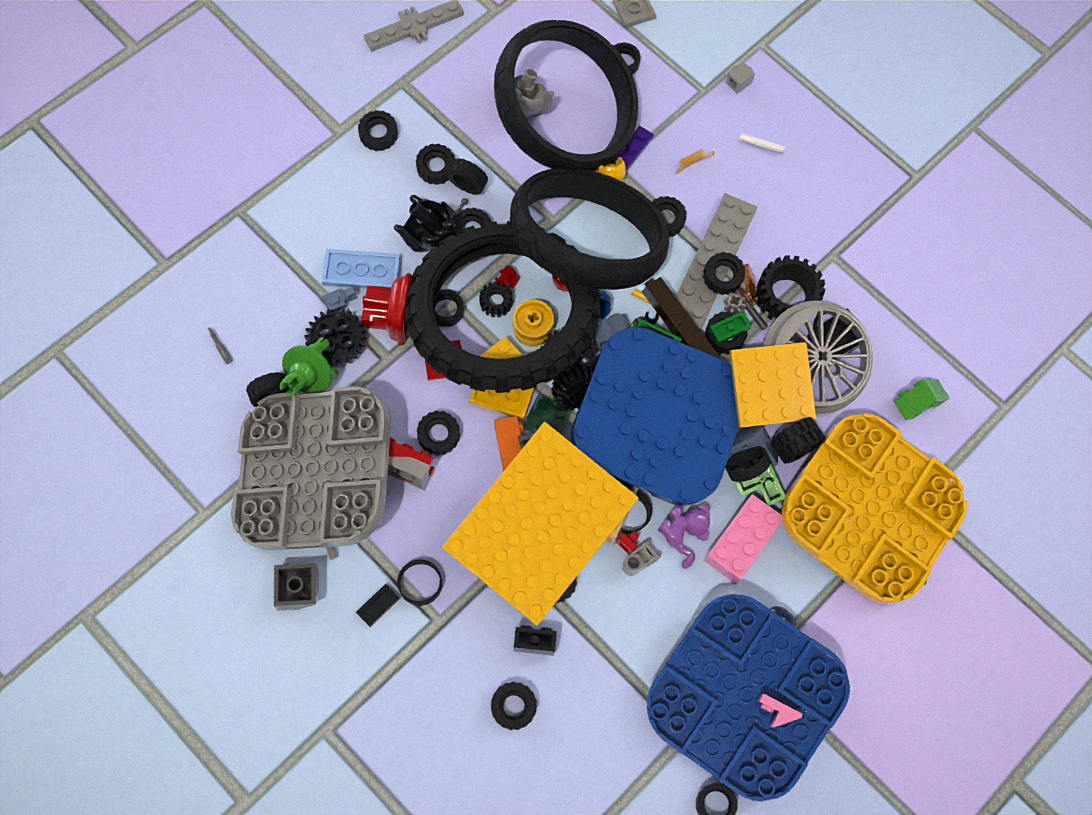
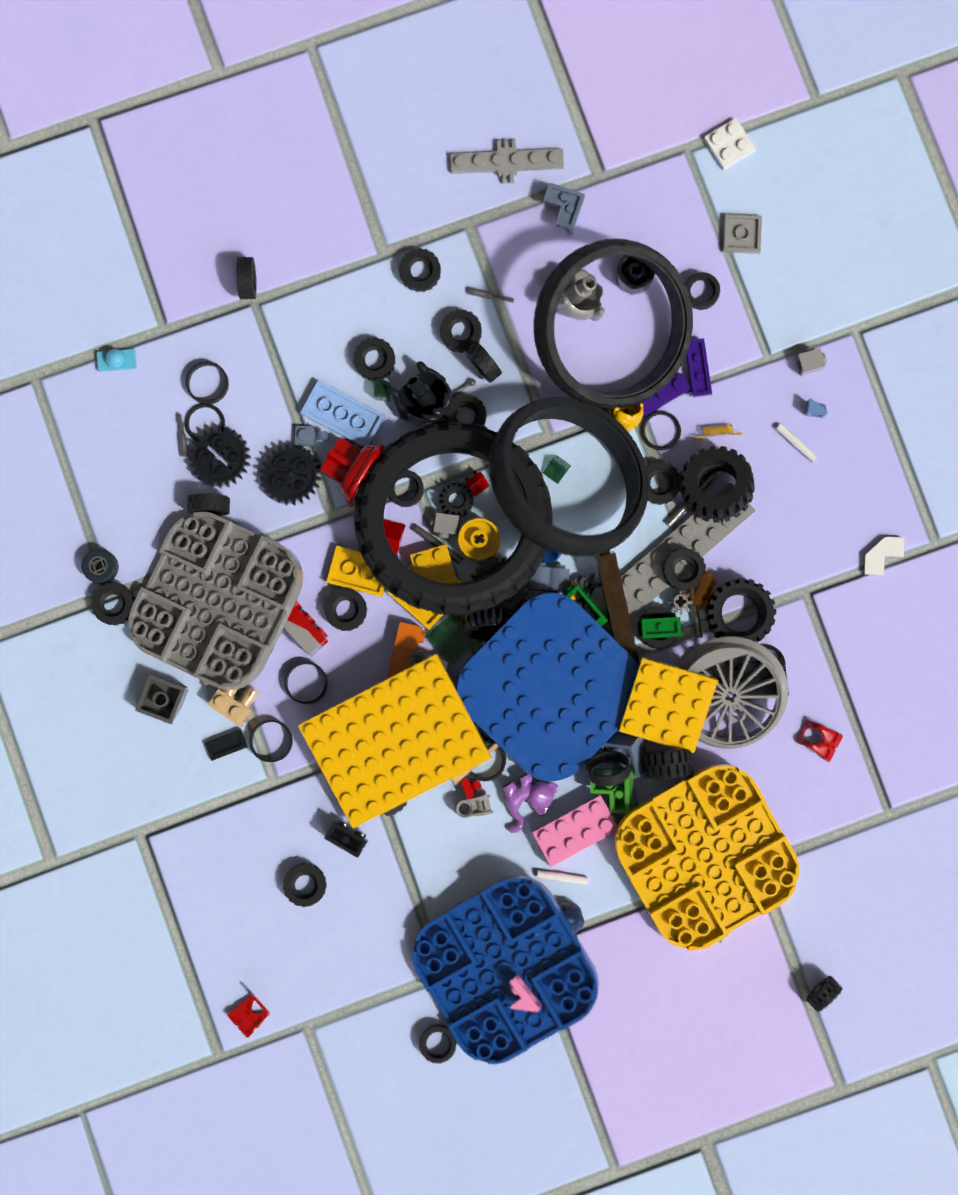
camera: 30 degrees right, 15 degrees up
(130, 305) = (116, 360): none -> medium azure tile
(190, 495) = (102, 572): none -> black wheel
(200, 509) = (98, 603): none -> black tyre
(224, 274) = (199, 365): none -> black tyre
(225, 188) = (246, 278): none -> black tyre
(239, 342) = (198, 407): none -> black tyre
(255, 362) = (208, 469): none -> black gear
(307, 369) = (249, 501): bright green piece -> none
(362, 202) = (374, 344): none -> black tyre
(366, 566) = (235, 710): none -> tan brick
(387, 236) = (381, 390): none -> clear green slope
(426, 495) = (286, 682): none -> black tyre
(433, 395) = (352, 572): none -> yellow plate
(445, 129) = (487, 294): none -> flat silver piece
(480, 30) = (568, 201): none -> sand blue panel
(490, 342) = (435, 542): none -> flat silver bar
(496, 323) = (445, 525): none -> light grey brick
(562, 64) = (631, 282): none -> black brick
(573, 239) = (557, 469): none -> clear green slope
(645, 163) = (658, 447): none -> black tyre
(653, 118) = (698, 369): none -> dark purple plate
(699, 218) = (682, 509): none -> flat silver bar
(711, 175) = (717, 507): none -> black tyre
(754, 588) = (562, 877): none -> white piece
(763, 111) = (815, 409): none -> medium blue slope
(875, 206) = (875, 558): none -> white tile
(922, 367) = (829, 740): none -> red piece
(923, 396) = (809, 774): bright green brick -> none
(1044, 585) = (824, 993): none -> black tyre

